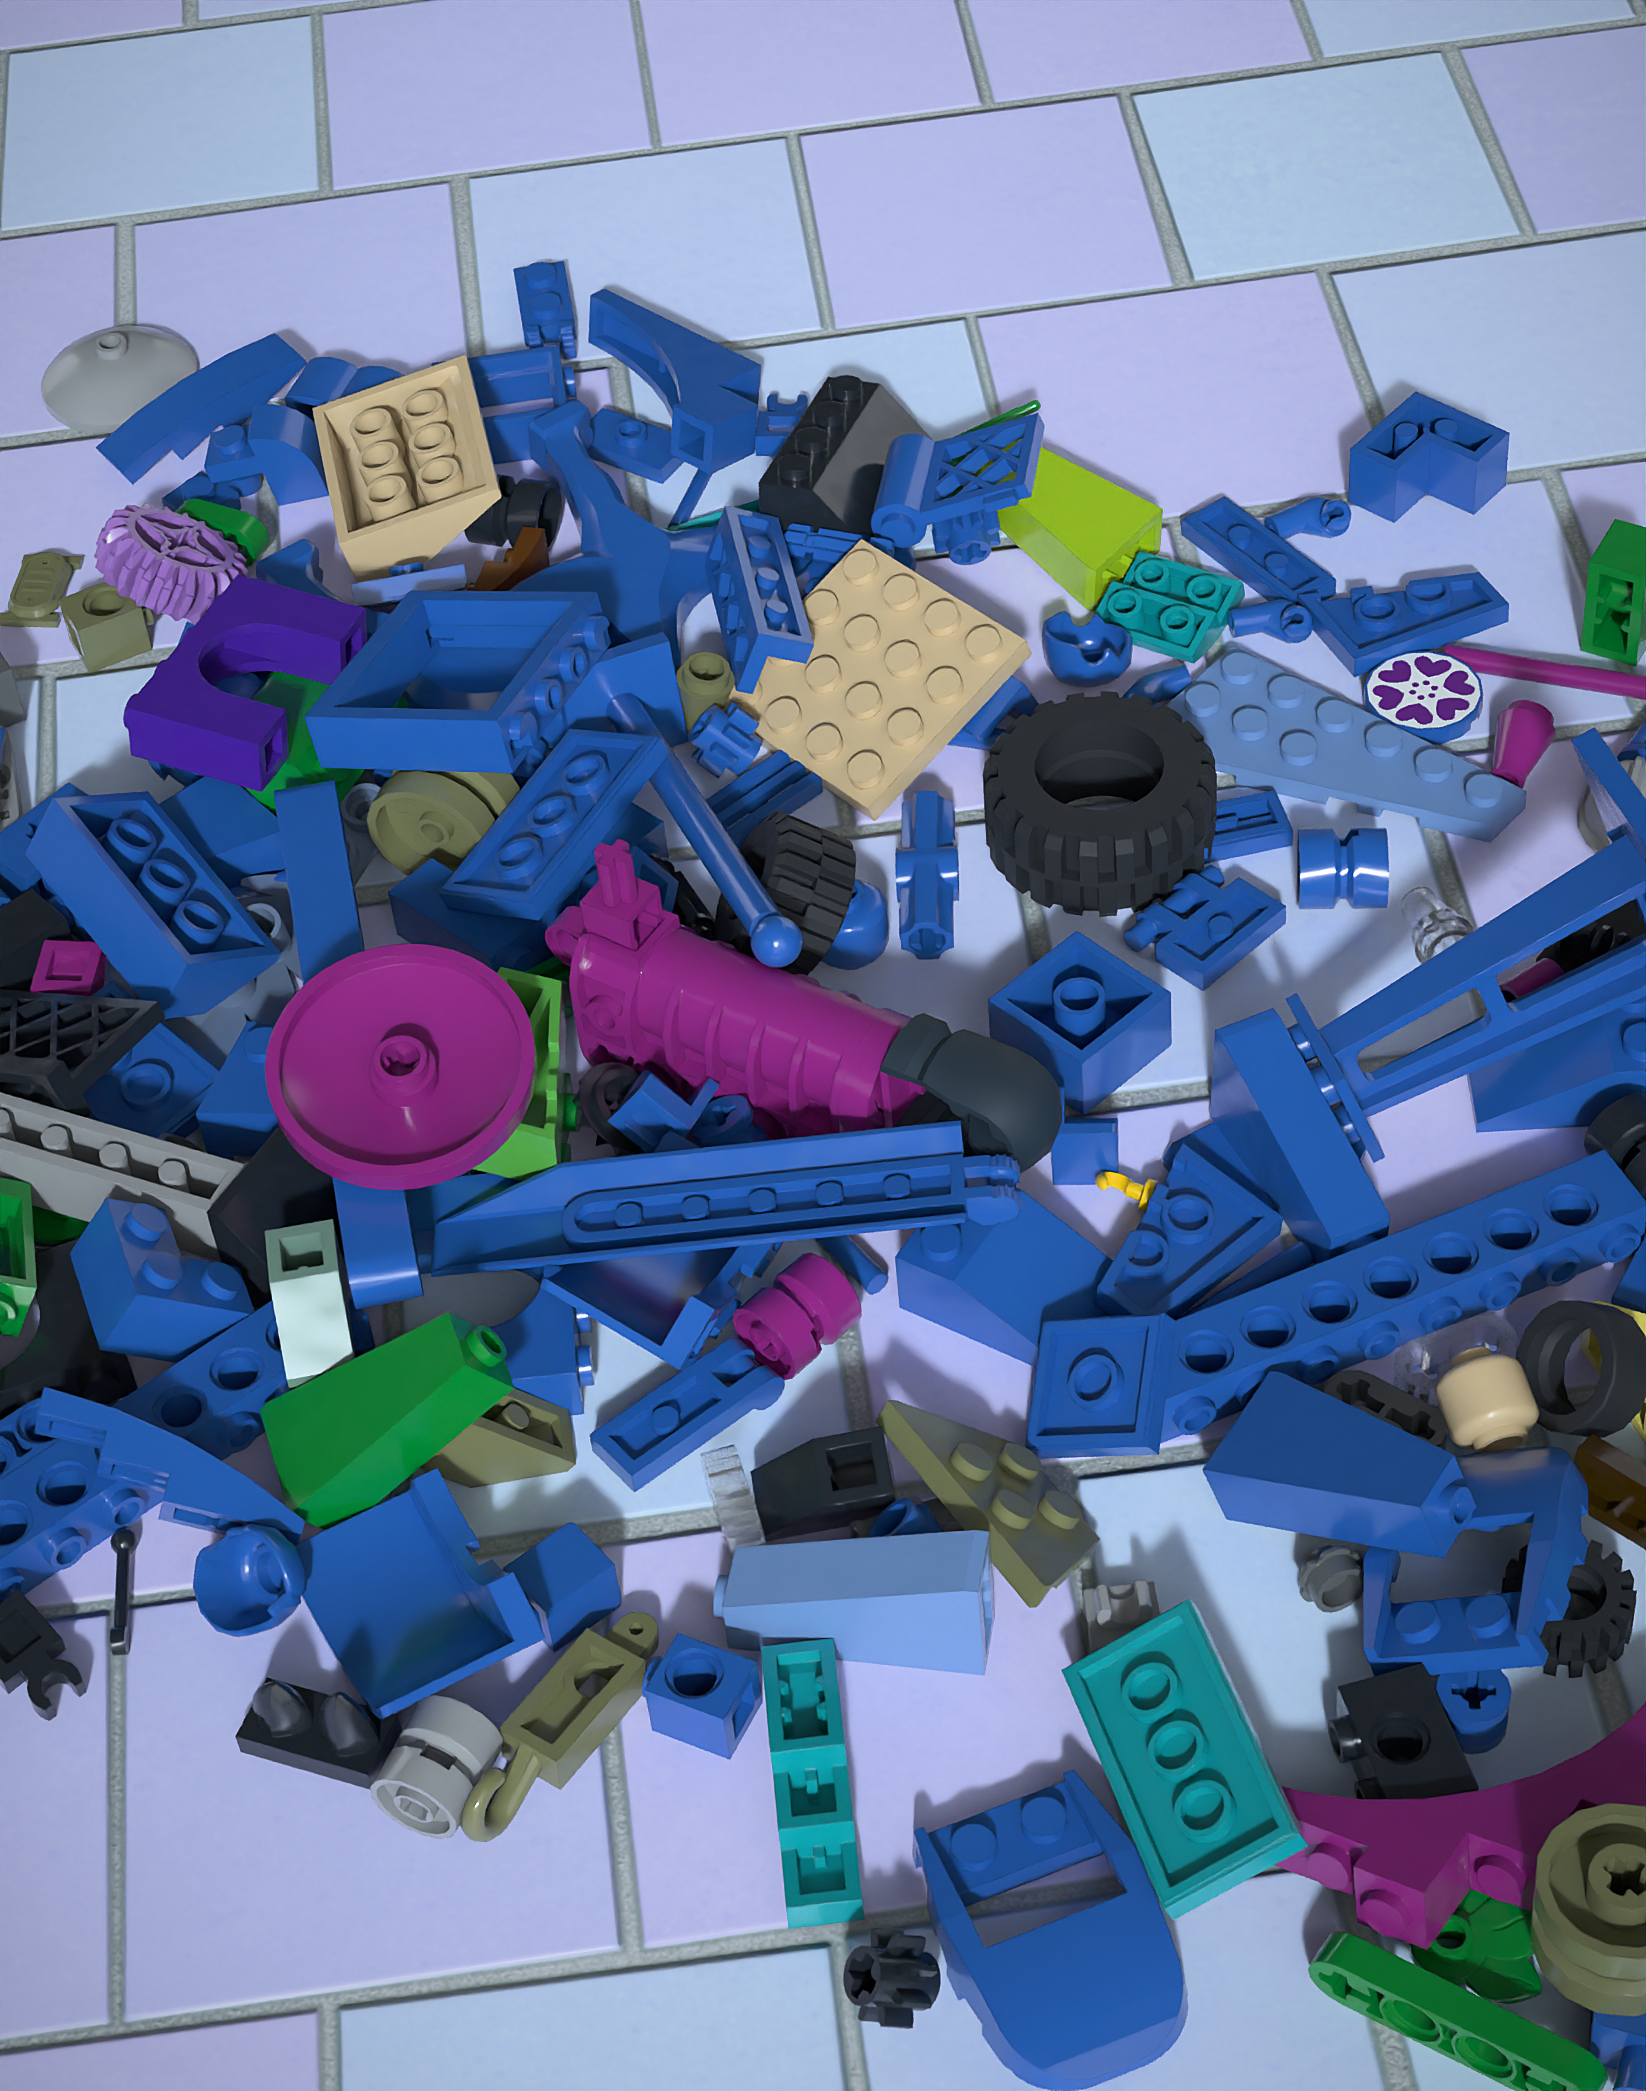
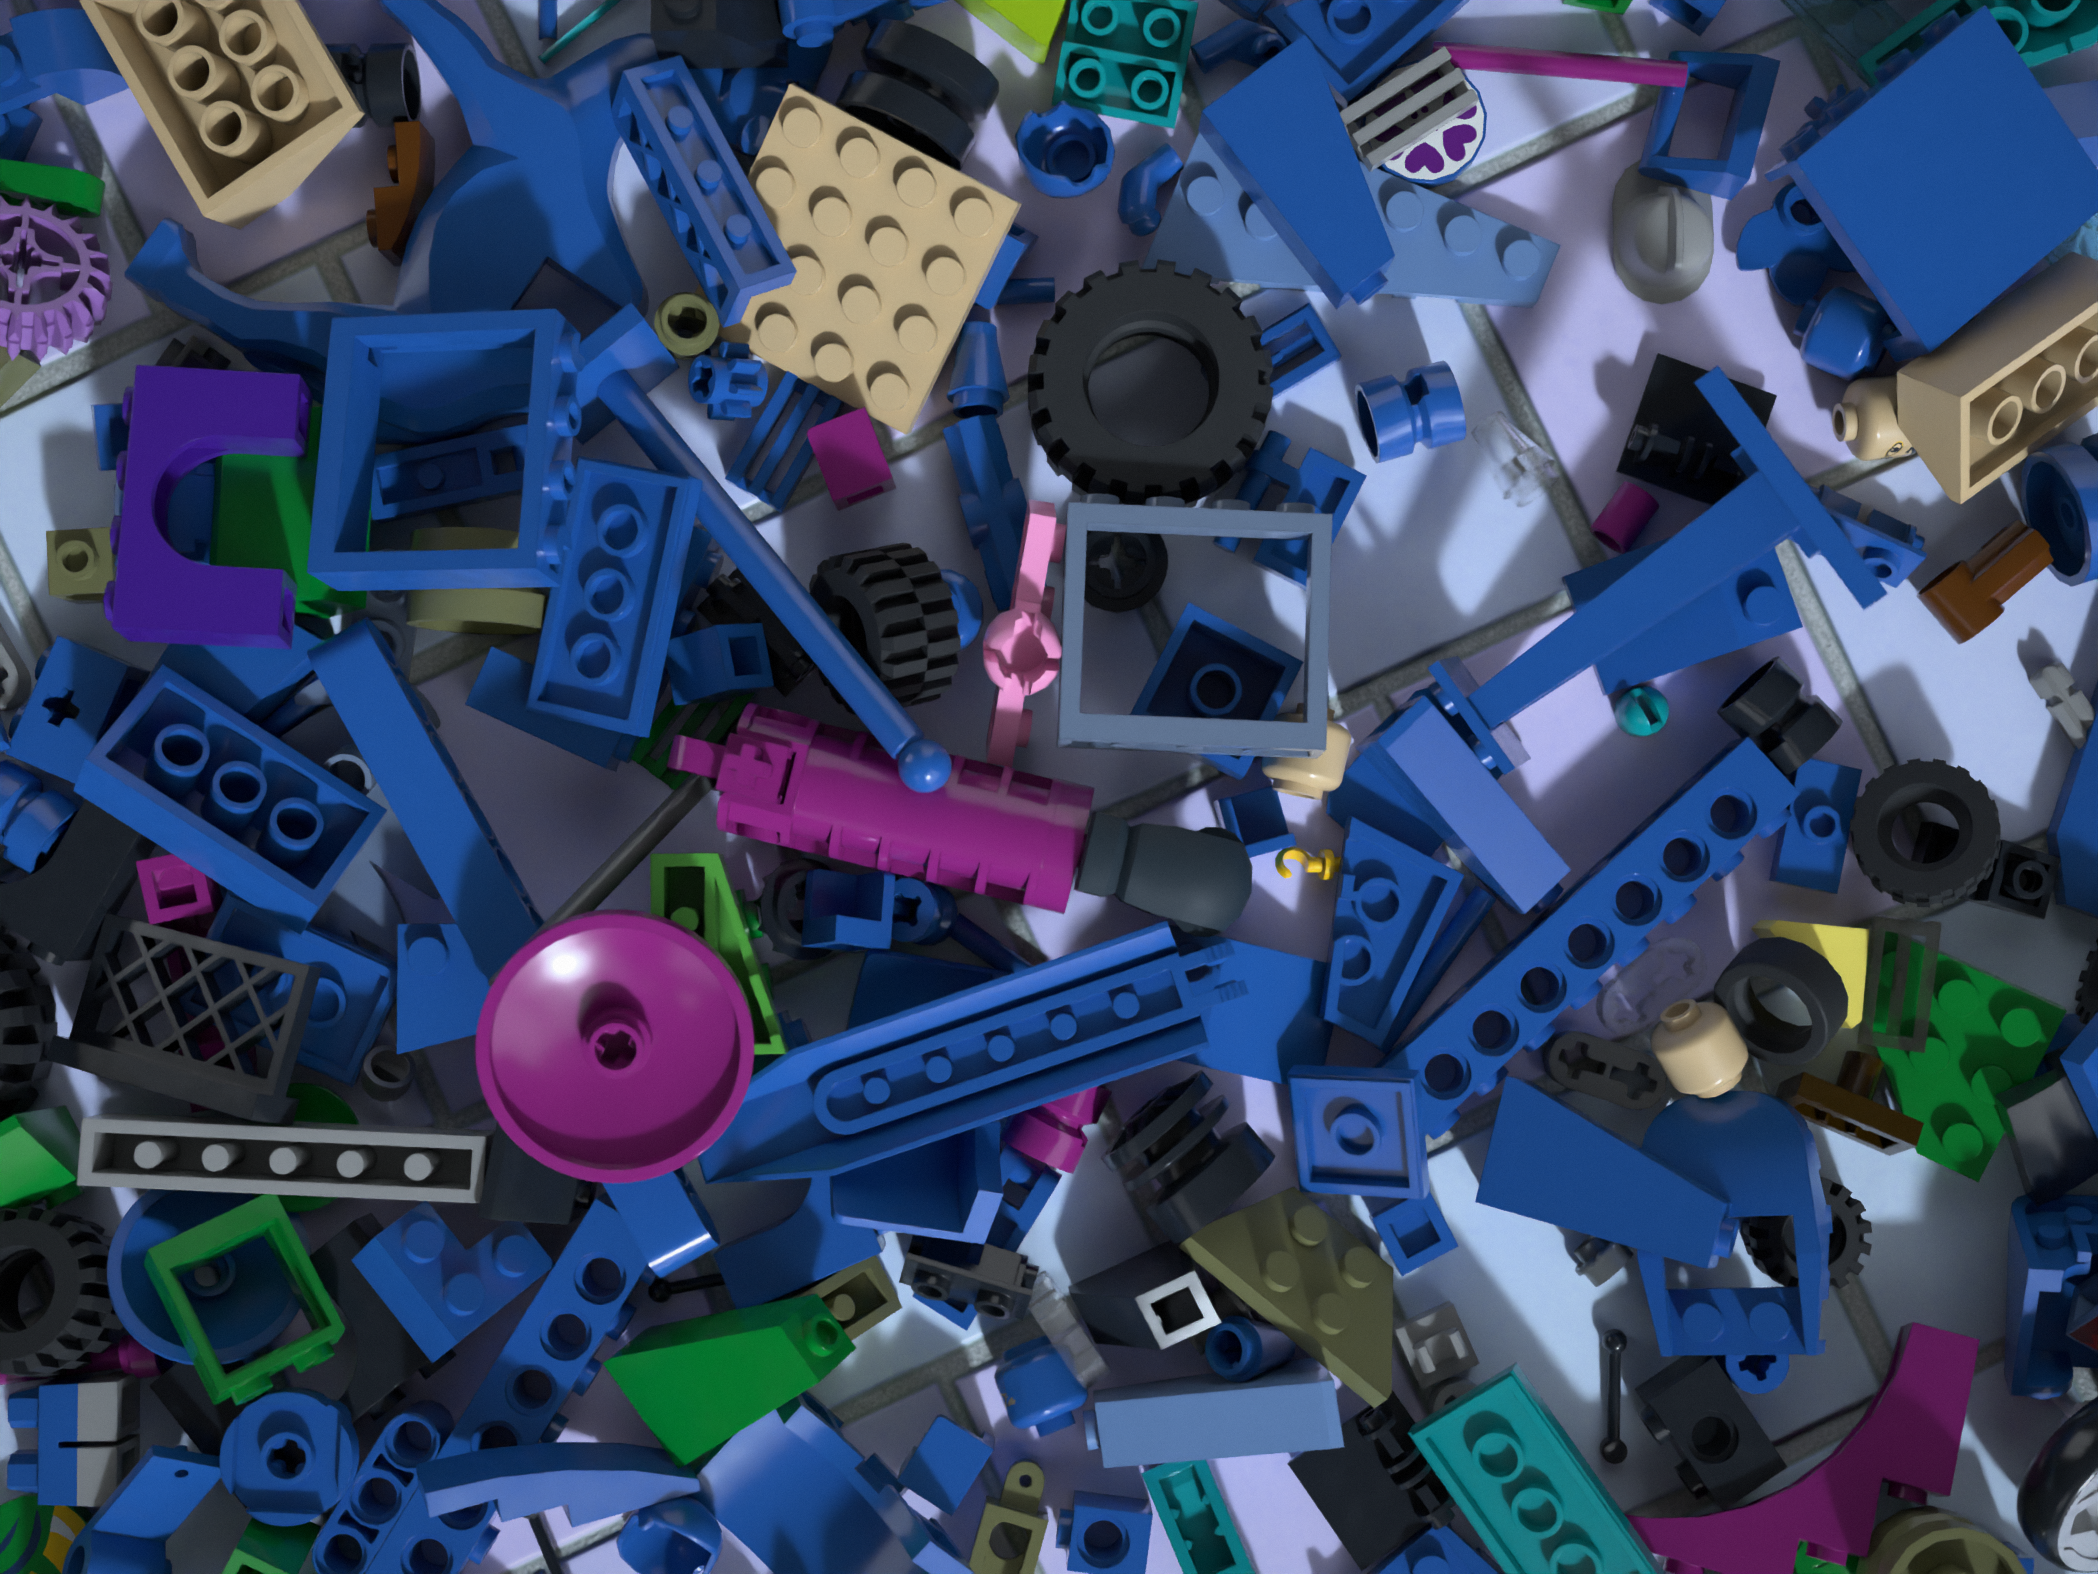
camera: 25 degrees left, 40 degrees up
(109, 761) = (79, 564): none -> olive brick
(310, 1299) = (618, 1284): slope -> none
(405, 579) = (301, 240): blue plate -> none
(651, 1416) = (996, 1287): none -> black hinge
(685, 1540) = (1038, 1387): none -> blue head
(812, 795) = (851, 459): none -> magenta panel
(827, 545) = (756, 74): blue axle -> none
(912, 907) = (1023, 643): none -> bright pink plate
(915, 1345) = (1188, 1157): none -> black wheel
(953, 776) = (978, 373): none -> blue cone
(981, 563) = (920, 90): none -> black wheel
(1012, 1727) = (1375, 1485): none -> black hinge
(1013, 919) = (1138, 583): none -> black gear
(1054, 1001) = (1186, 734): none -> sand blue window
(1132, 1506) = (1413, 1232): none -> blue plate
(1155, 1090) = (1309, 776): none -> tan head
(1290, 679) = (1300, 170): none -> blue slope
(1294, 1770) = (1612, 1447): none -> black hinge
(1407, 672) = (1450, 80): none -> light grey tile
(1498, 1144) = (1631, 716): none -> teal hinge
(1521, 740) = (1539, 180): magenta cone -> none

